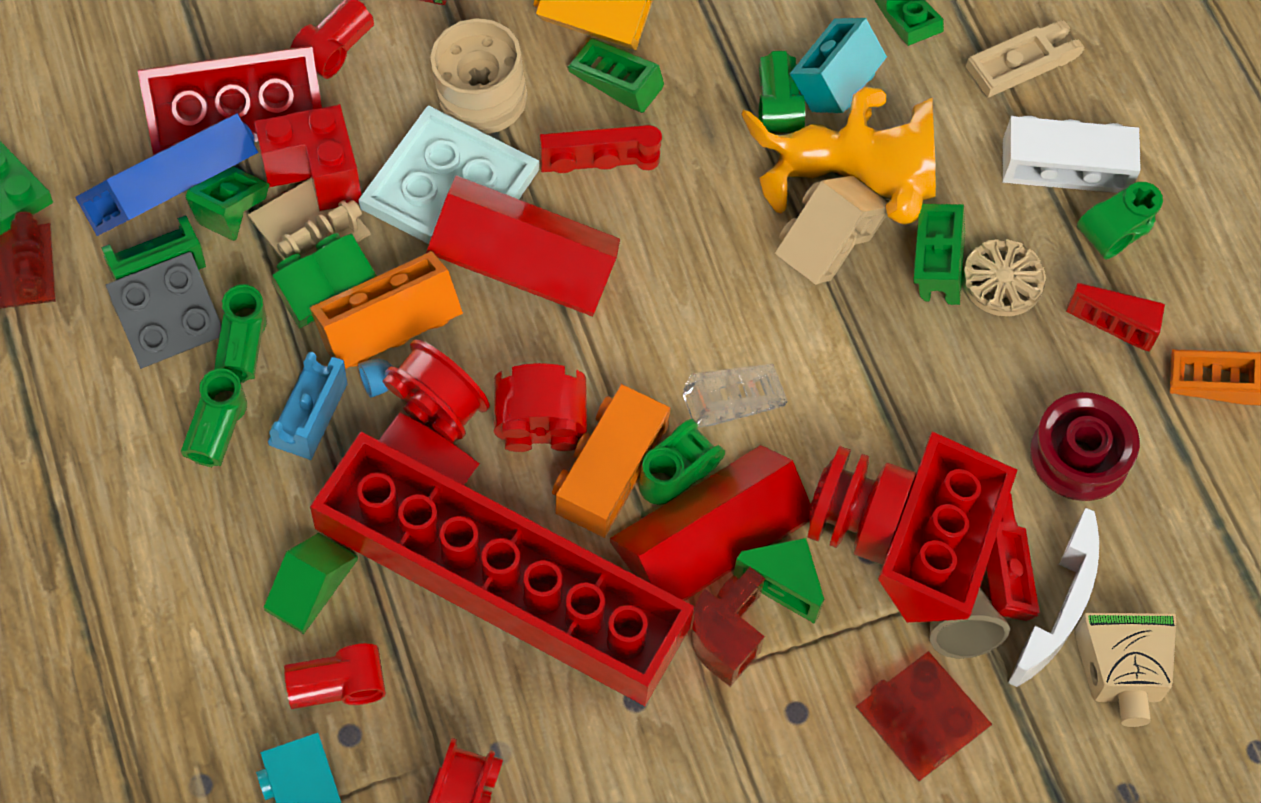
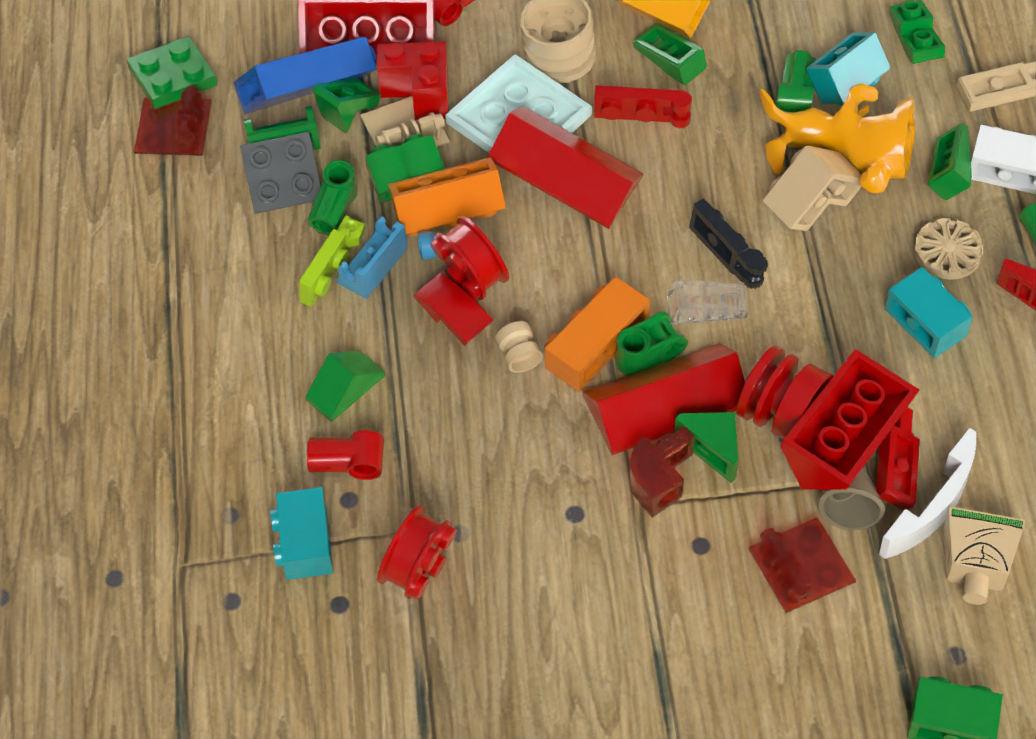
camera: 20 degrees right, 5 degrees down
(213, 420) = (298, 253): green piece -> none
(256, 414) = (331, 255): none -> lime hinge
(502, 567) = (493, 396): red brick -> none
(519, 492) = (520, 350): none -> tan wheel
(540, 407) = (547, 283): red brick -> none
(744, 317) = (728, 245): none -> black hinge
(940, 251) = (899, 219): green hinge -> none
(984, 171) = (951, 166): none -> green slope
(1000, 364) = (928, 312): none -> teal brick
(1079, 472) = (979, 404): dark red wheel -> none

